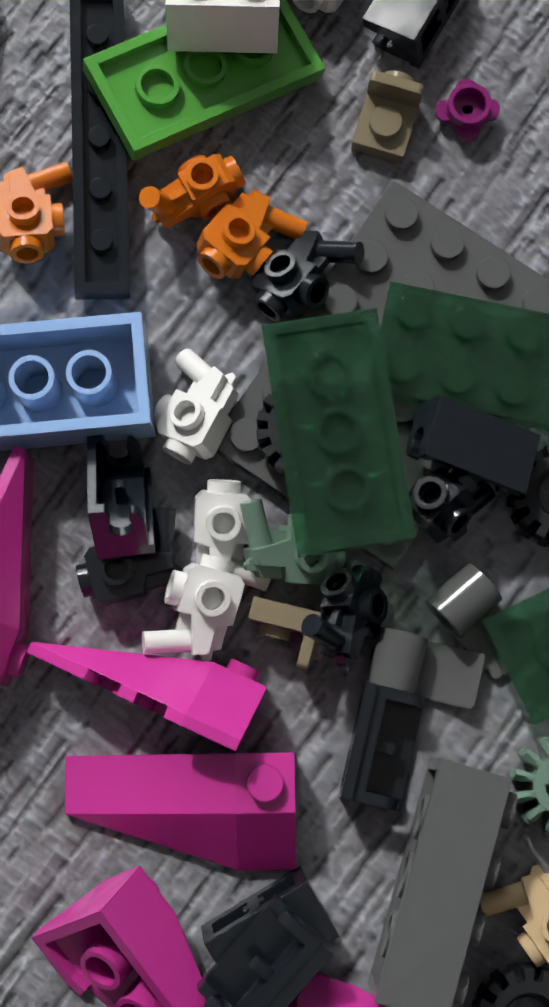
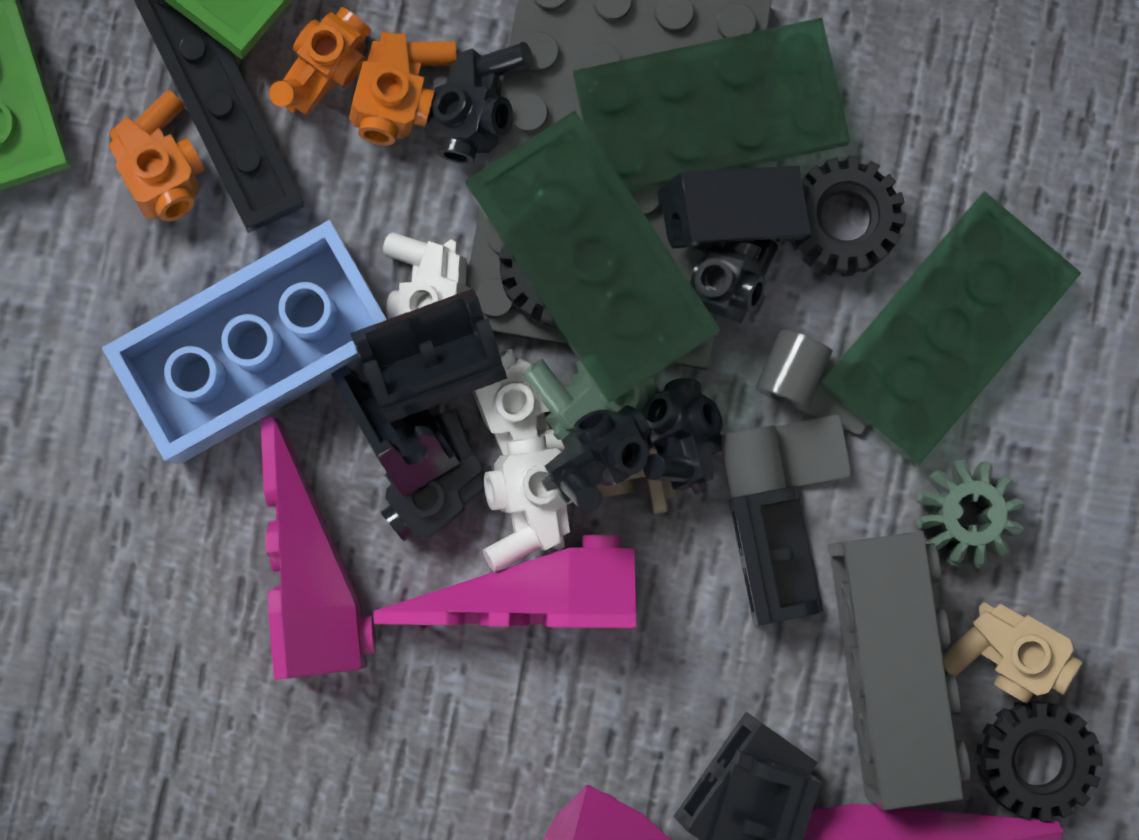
camera: 25 degrees left, 5 degrees up
(169, 454) = (428, 356): none -> black hinge
(204, 805) = (621, 695): dark pink wedge -> none
(274, 592) = (600, 449): none -> black piece

